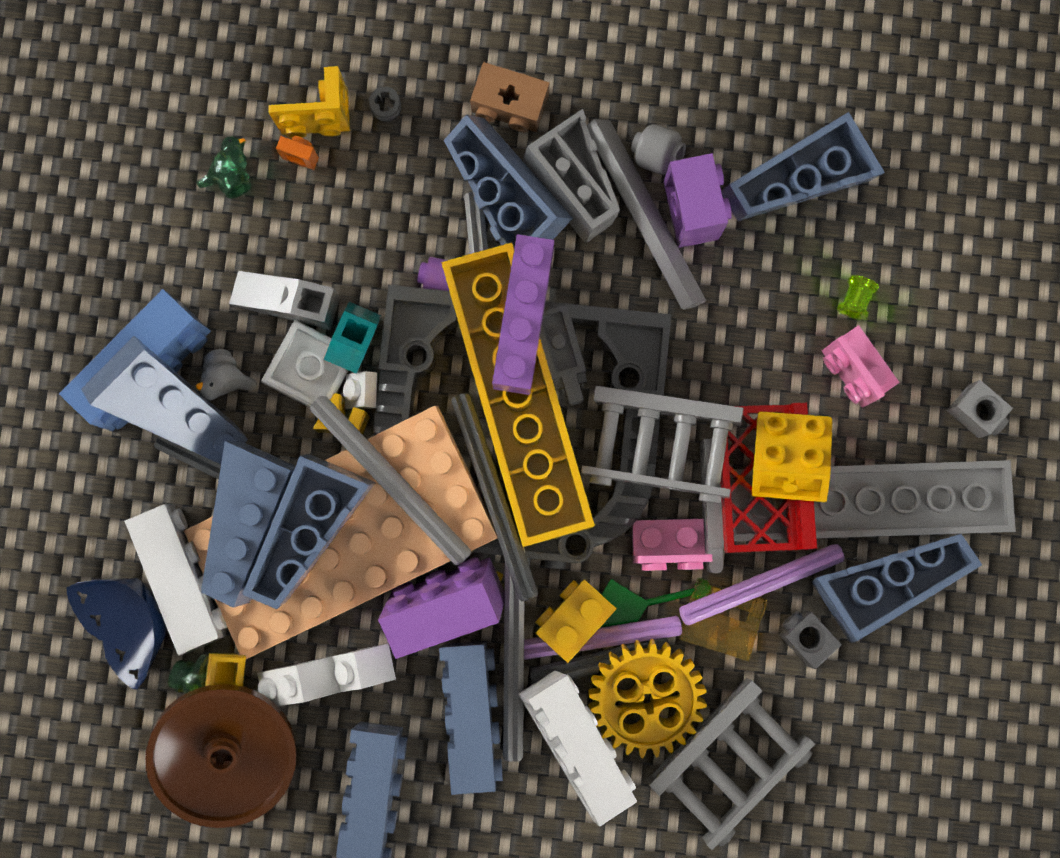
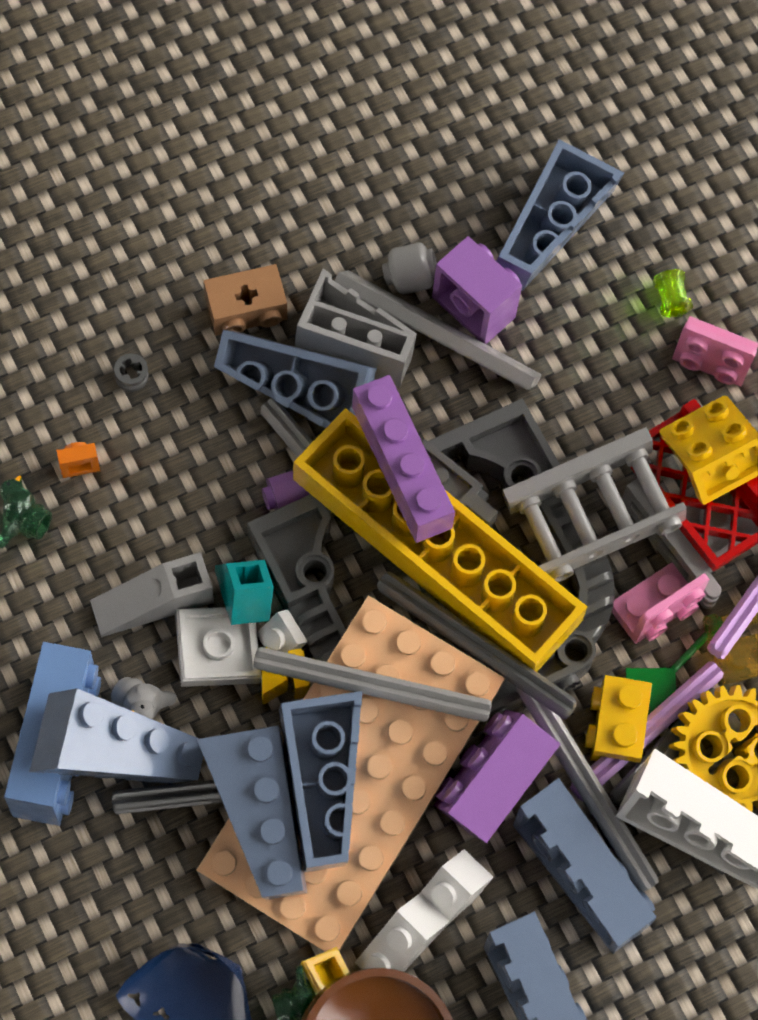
camera: 40 degrees left, 15 degrees down
(176, 578) = (219, 918): white brick -> none
(323, 117) = (83, 413): yellow bracket -> none

